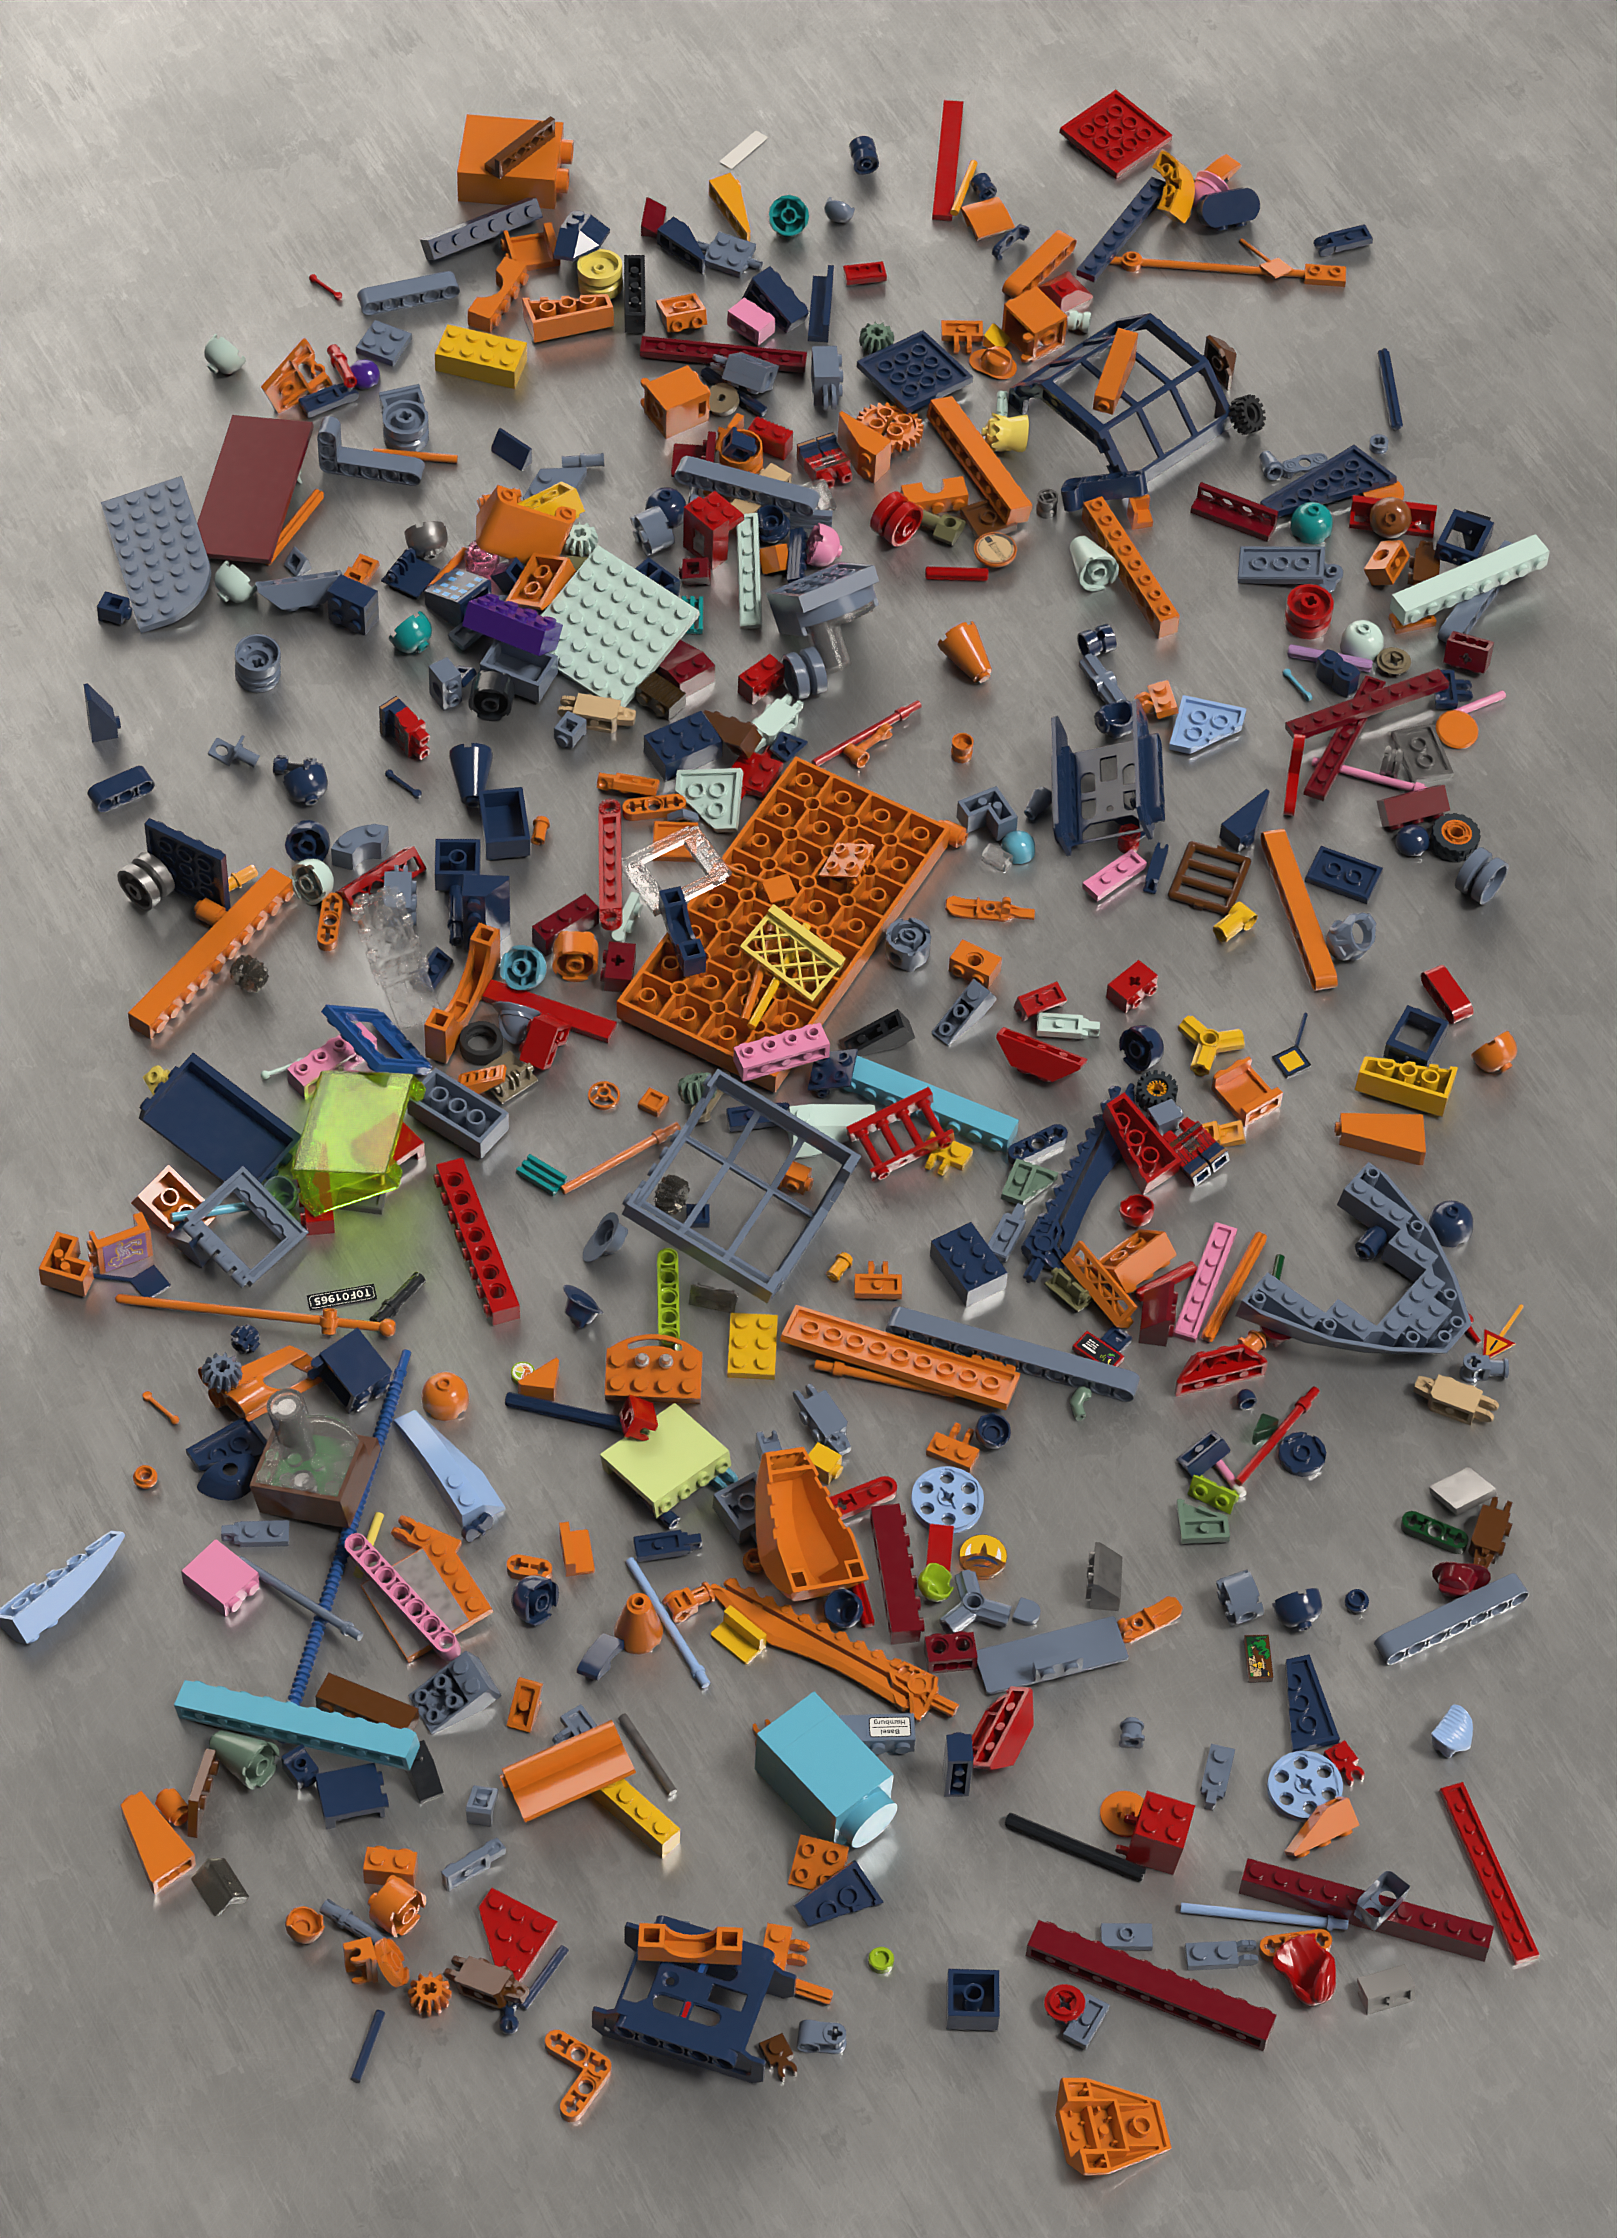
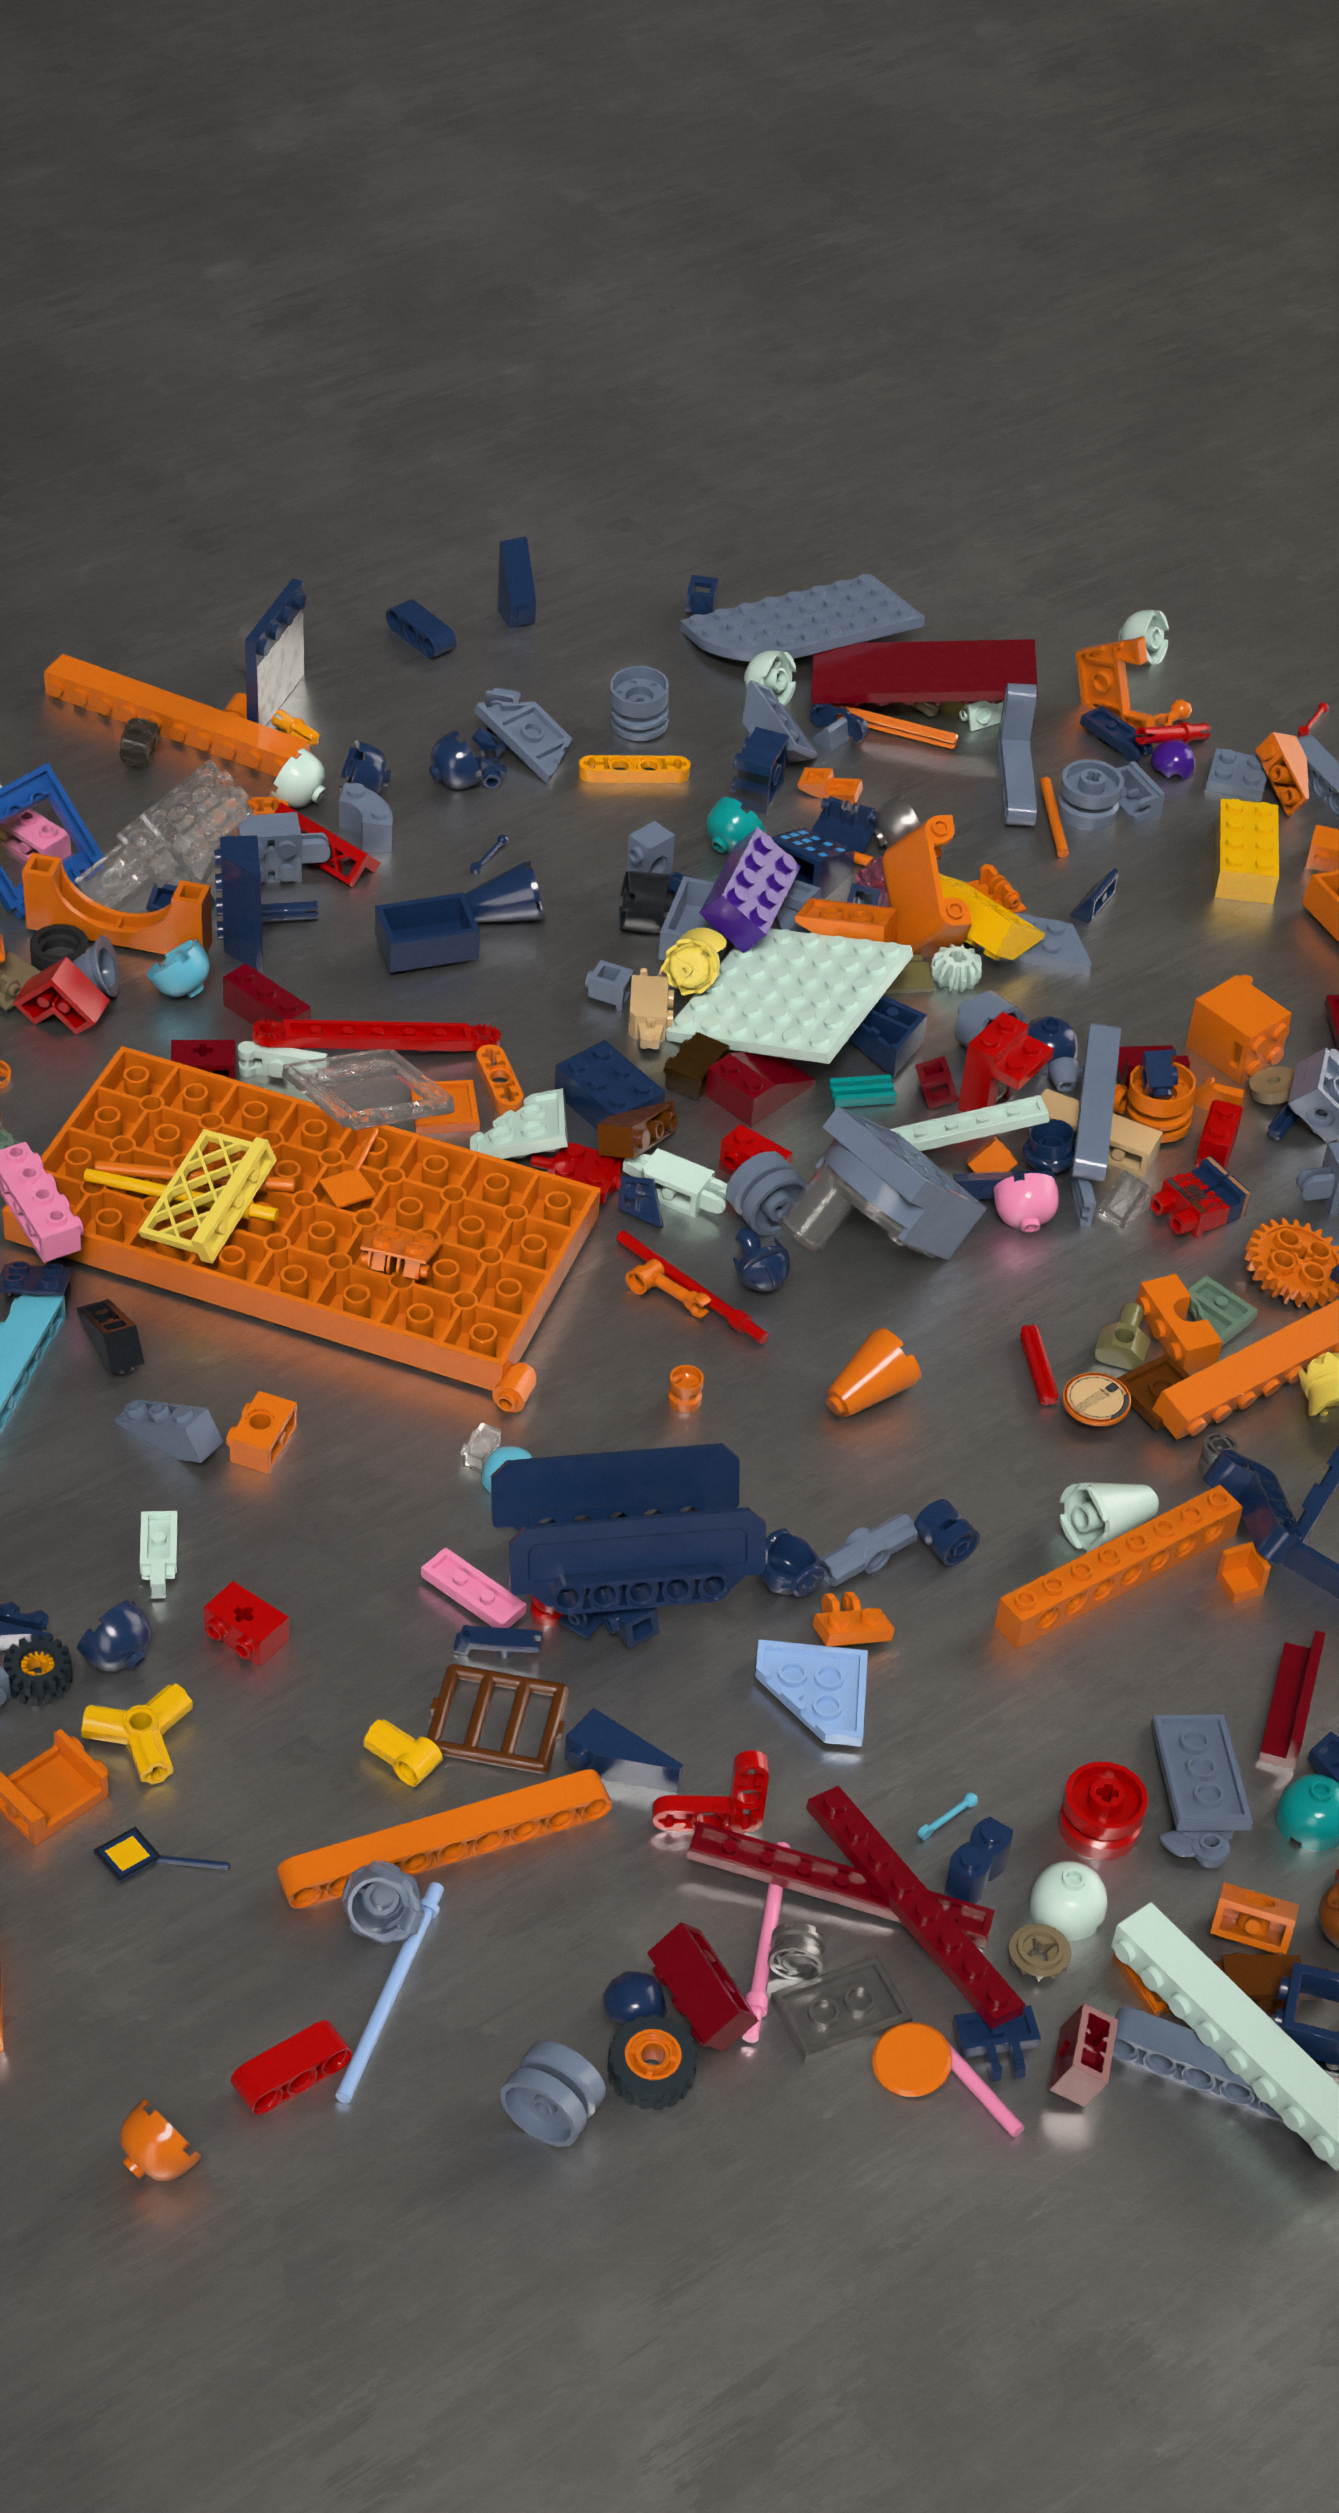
camera: 80 degrees right, 10 degrees down
(275, 737) = (529, 734): none -> sand blue wing
(301, 542) = (827, 714): none -> dark blue piece
(318, 684) = (601, 769): none -> light orange beam
(400, 313) = (1286, 769): none -> orange slope
(404, 727) = (564, 831): hips -> none
(454, 860) = (347, 897): dark blue brick -> none
(540, 825) = (432, 974): orange pin -> none
(571, 672) = (694, 960): none -> light yellow hat
(575, 955) = (207, 1010): orange brick -> none
(583, 460) = (1103, 962): sand blue pin -> none
(583, 1021) = (122, 1012): red tile -> none
(628, 783) = (531, 1050): orange hinge -> none
(676, 920) = (269, 1073): dark blue arch -> none
(682, 814) = (485, 1107): sand blue tile -> none
(861, 690) = (761, 1267): none -> dark blue piece
(864, 447) = (1228, 1227): orange slope -> none
(896, 518) = (1104, 1271): red wheel -> none
(908, 944) = (284, 1348): sand blue brick -> none
(924, 471) = (1221, 1308): none -> sand green wing
(978, 910) = (382, 1432): orange piece -> none
(987, 809) = (557, 1418): sand blue brick -> none
(1037, 1057) = (95, 1511): red wedge -> none
(1040, 1000) = (197, 1509): red hinge -> none
(1312, 654) = (1019, 1859): lavender axle -> none
(1343, 874) = (541, 1906): dark blue tile -> none
(1398, 1051) = (172, 2053): dark blue window -> none
(1407, 1084) = (71, 2023): yellow wedge -> none
(1410, 954) = (373, 2029): none -> light blue bar

